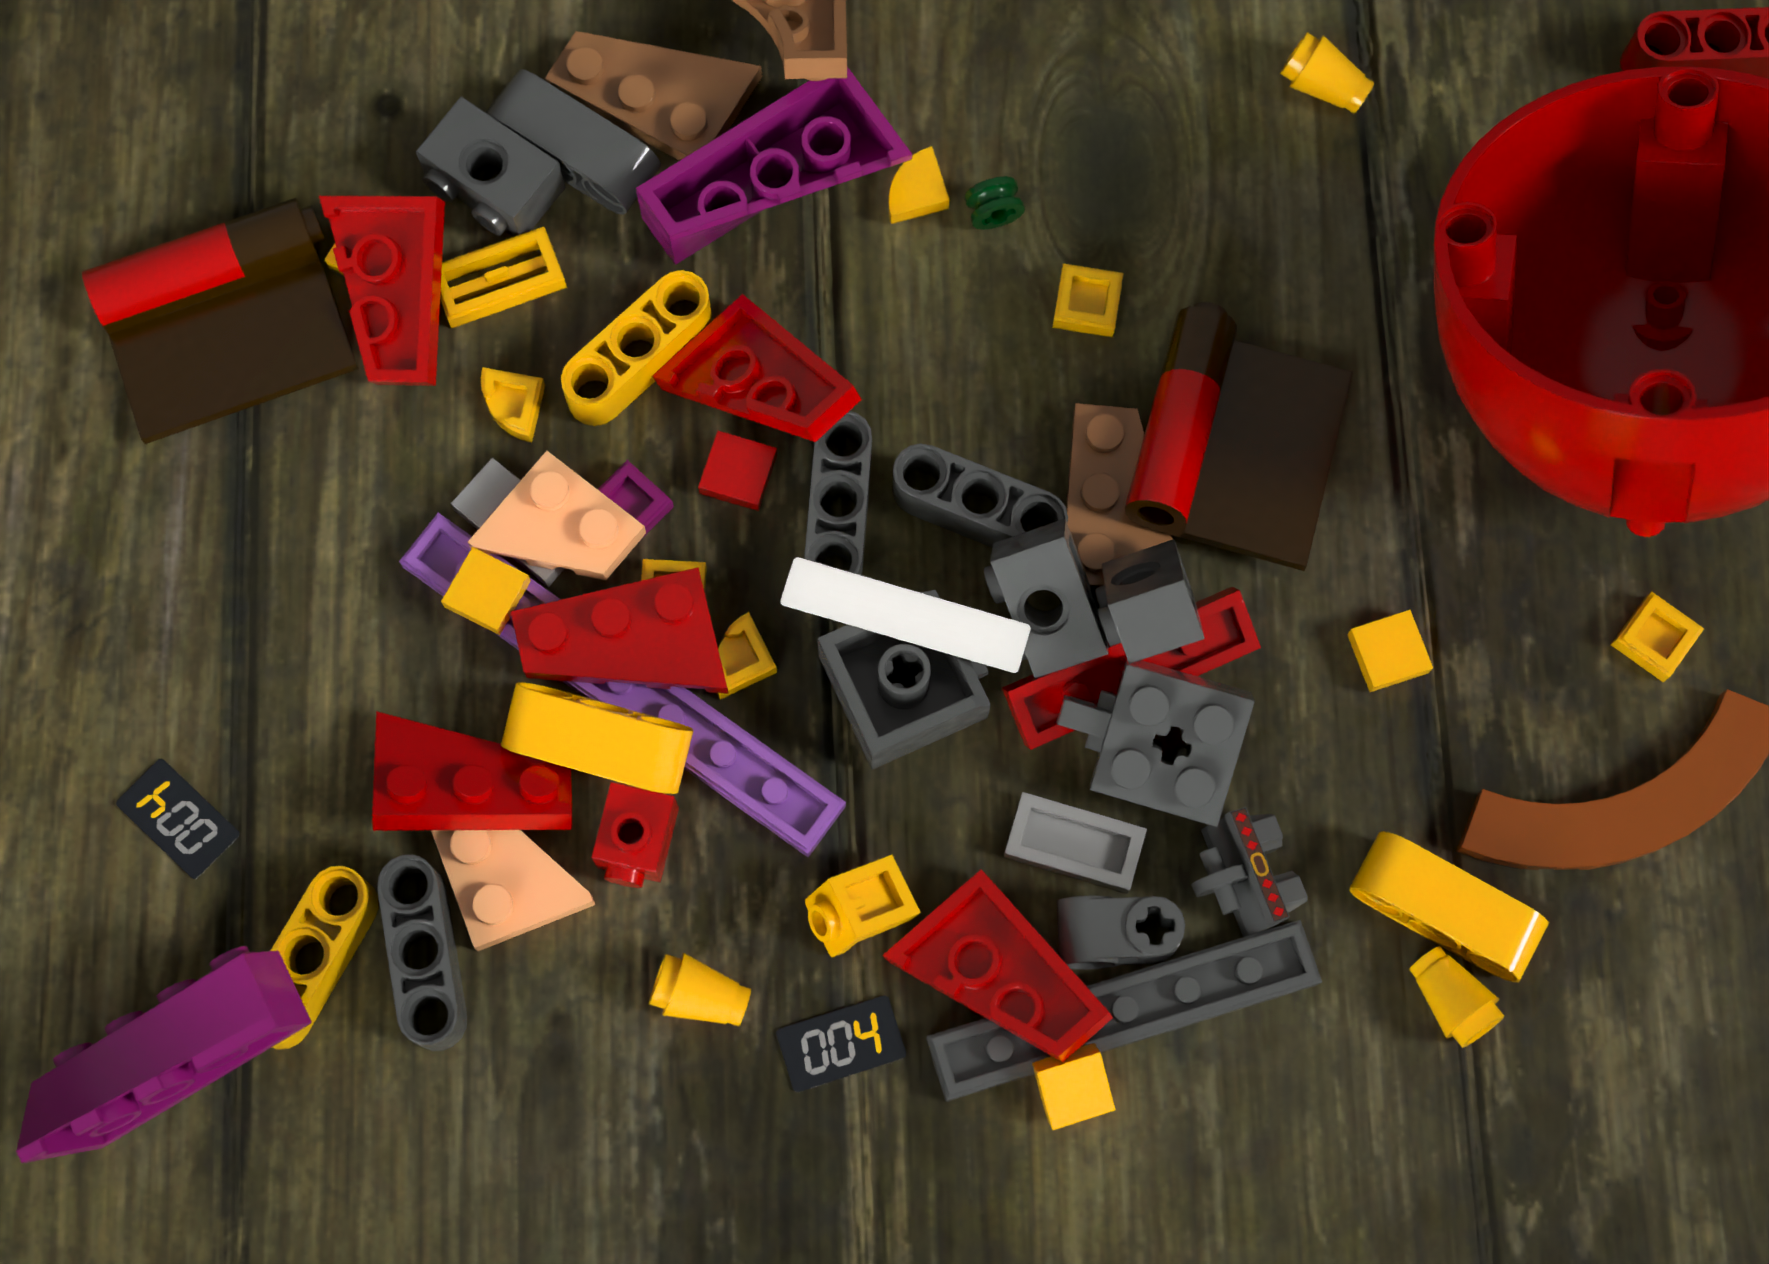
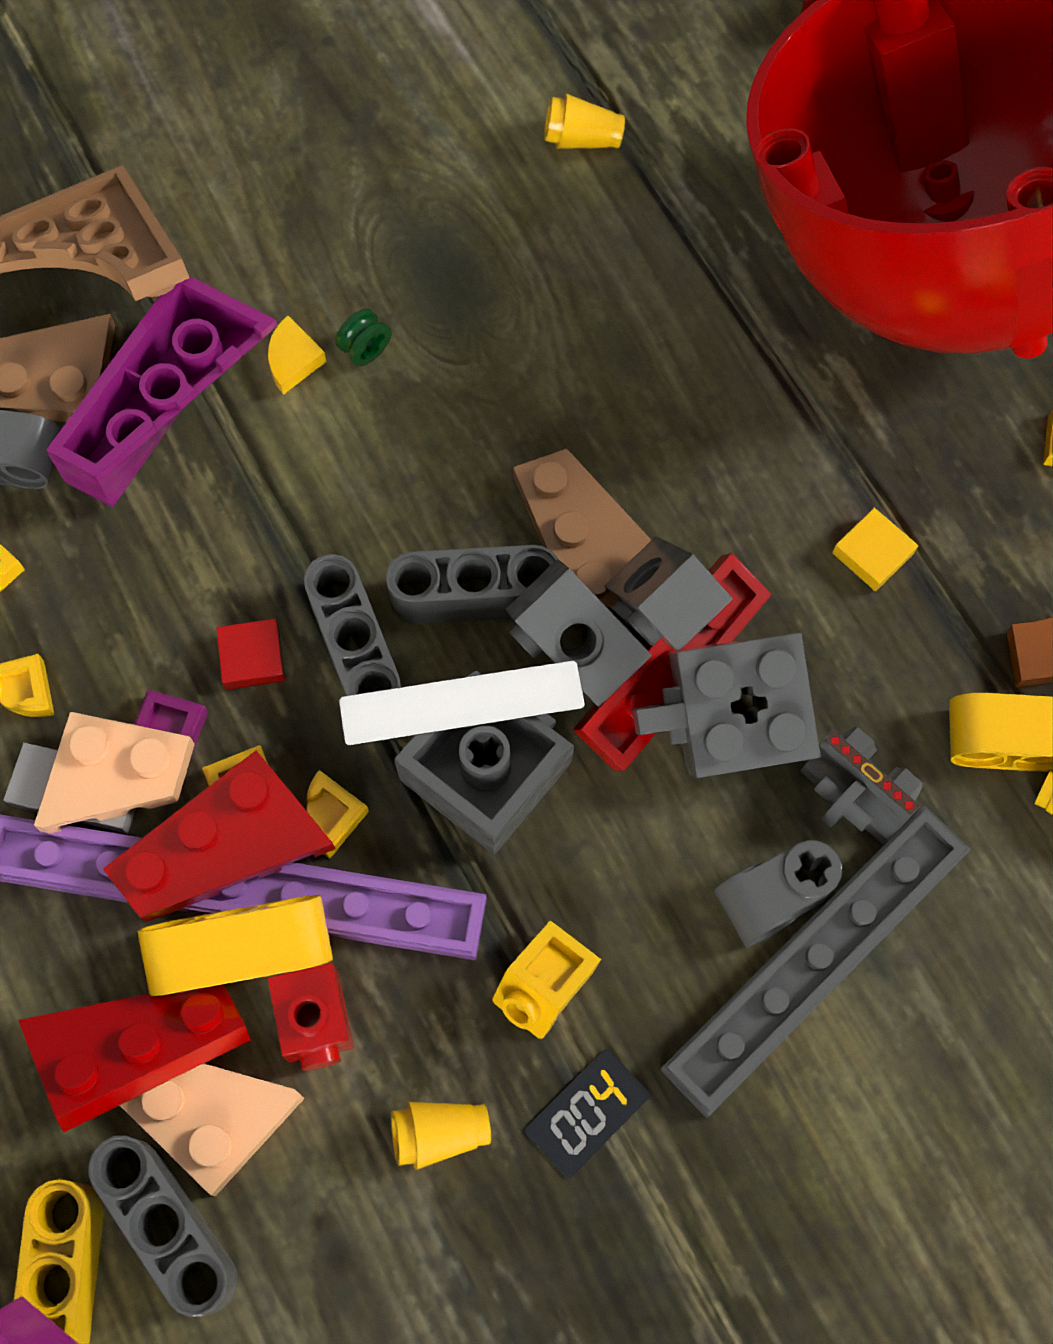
camera: 25 degrees left, 5 degrees down
(486, 591) = (71, 861): yellow tile -> none
(643, 320) = (106, 564): yellow beam -> none
(759, 373) = (231, 560): red wing -> none
(1001, 968) = (698, 973): red wing -> none
(1074, 1088) = (812, 1046): yellow tile -> none
(1075, 843) = (701, 833): light grey tile -> none
(1087, 300) = (480, 382): yellow tile -> none
(1237, 442) = (664, 439): dark brown door -> none

